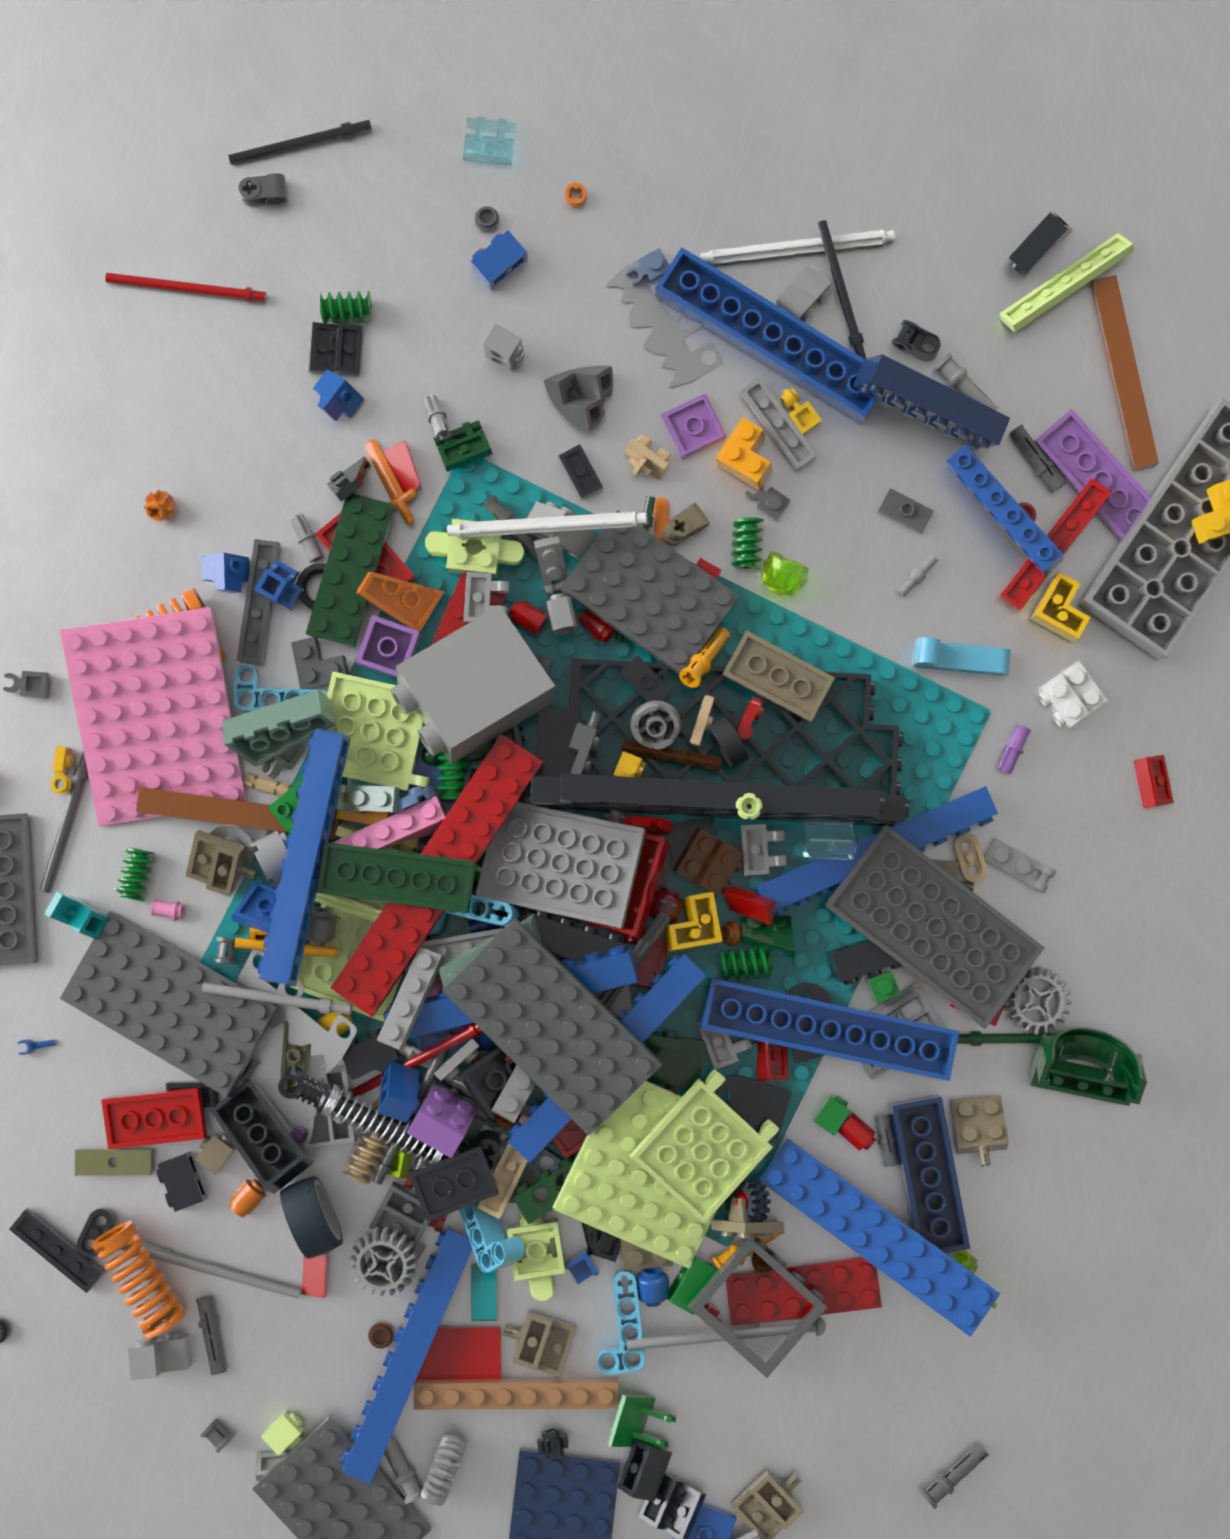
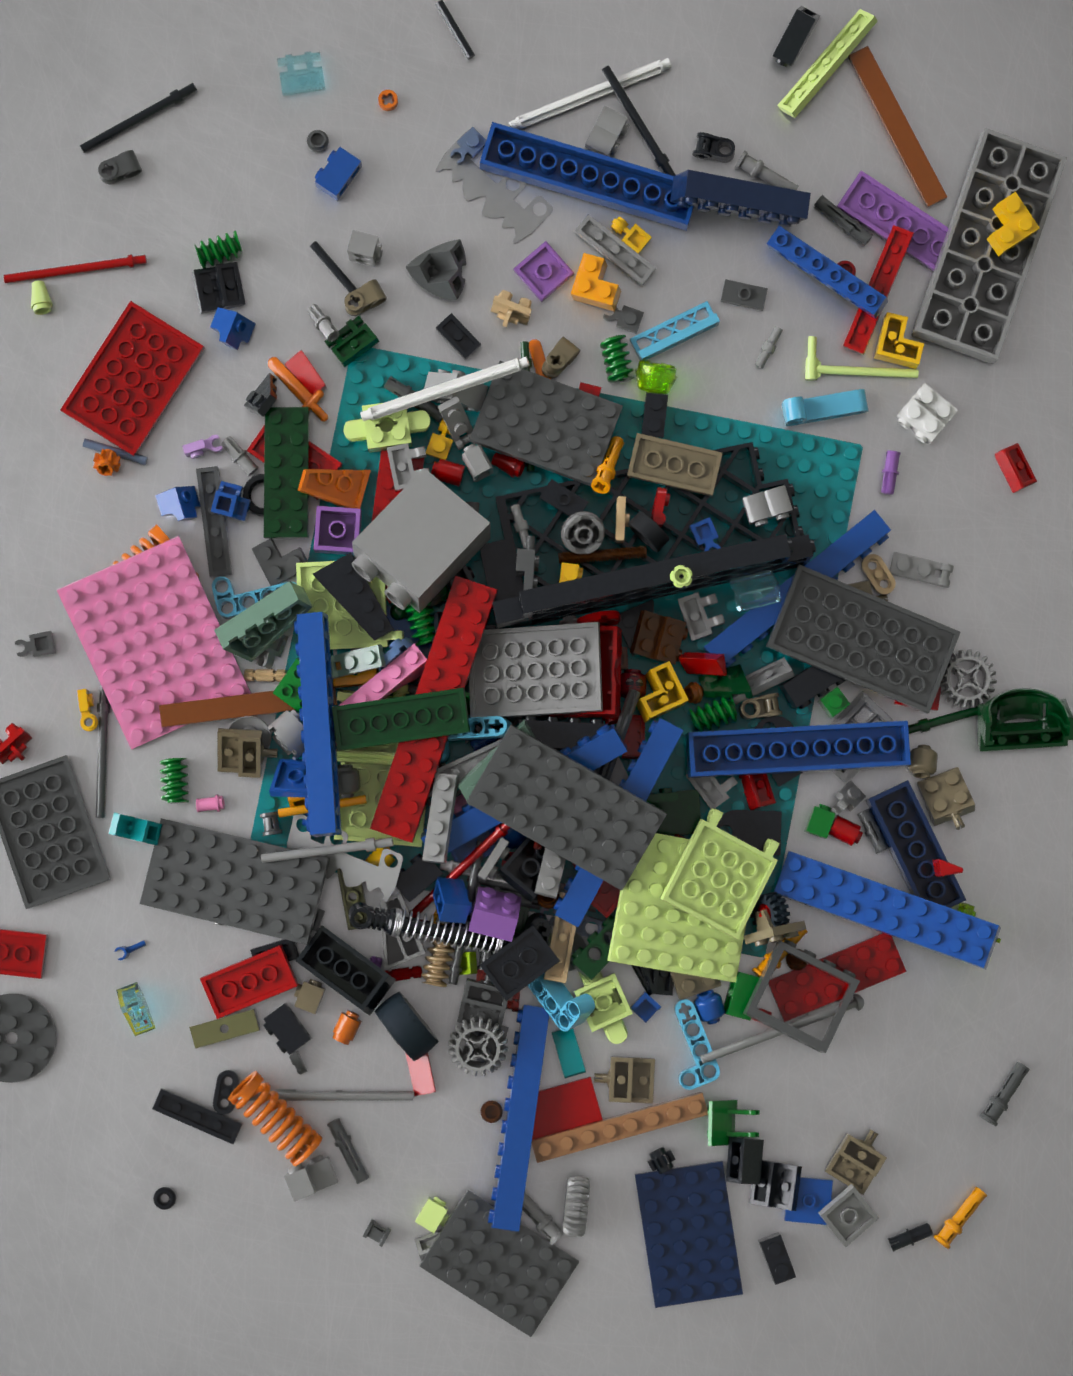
camera: 20 degrees left, 0 degrees up
(22, 1113) = (135, 1009): none -> clear light blue slope
(138, 309) = (40, 298): none -> yellowish green cone
(179, 500) = (123, 454): none -> sand blue bar
(183, 1219) = (298, 1062): none -> dark grey tile
(213, 422) = (132, 378): none -> red plate
(262, 517) = (197, 448): none -> lavender plate
(328, 1155) = (406, 973): none -> red axle
(386, 726) = (355, 596): none -> black wing
(466, 361) = (332, 267): none -> black bar
(493, 402) = (366, 296): none -> dark tan piece
(527, 585) = (440, 445): none -> yellow plate
(590, 698) = (520, 524): none -> light grey bar
(669, 138) = (455, 29): none -> black bar
(771, 615) = (654, 414): none -> black brick
(791, 762) = (705, 533): none -> blue plate
(802, 970) = (764, 706): none -> dark tan piece
(815, 939) = (766, 678): none -> light grey plate
(822, 537) = (679, 336): none -> medium azure fence
(868, 749) = (767, 505): none -> light grey brick
(871, 1097) = (849, 798): none -> light grey plate
(956, 1211) = (945, 868): none -> red slope
(961, 613) = (815, 369): none -> yellowish green bar
(964, 1079) = (923, 761): none -> dark tan head

